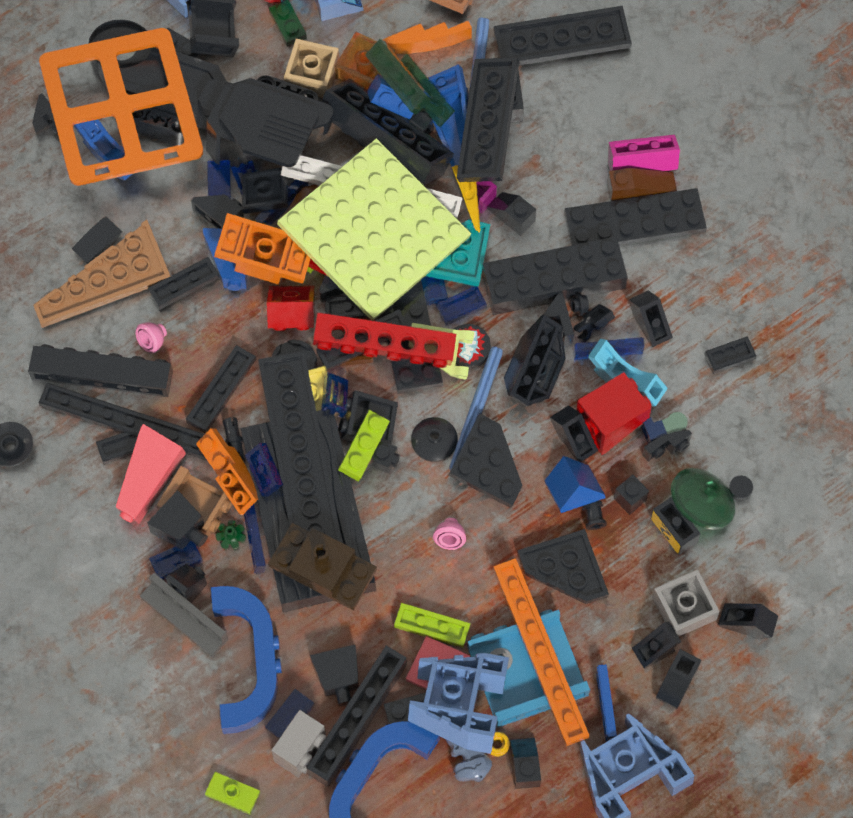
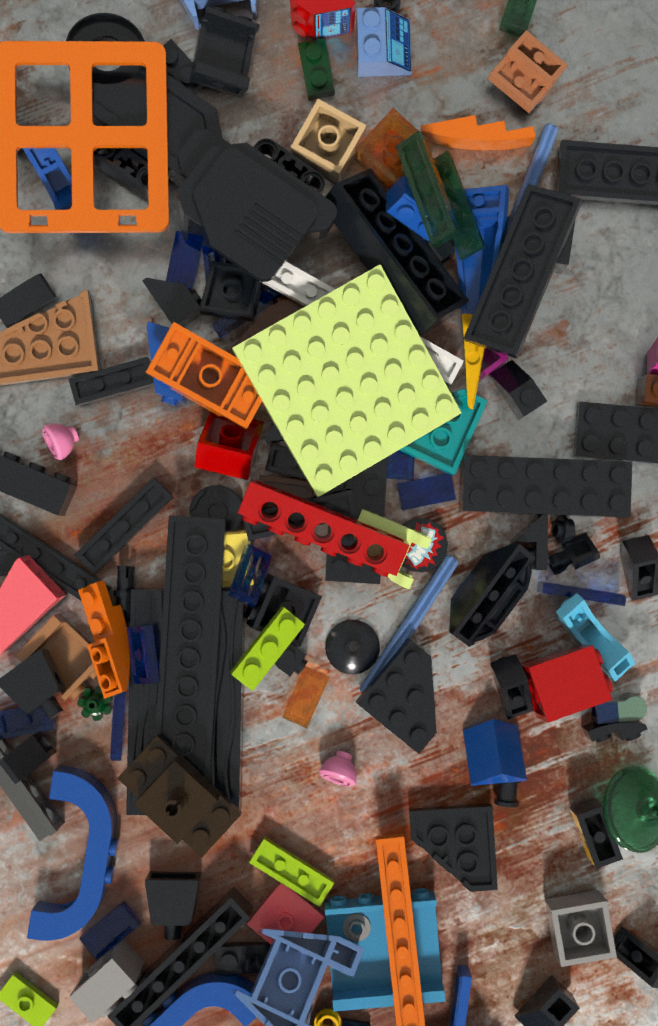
camera: 10 degrees right, 20 degrees up
(406, 486) = (305, 697): none -> clear orange tile
(631, 494) = (556, 779): black brick -> none
(657, 645) = (534, 962): black slope -> none

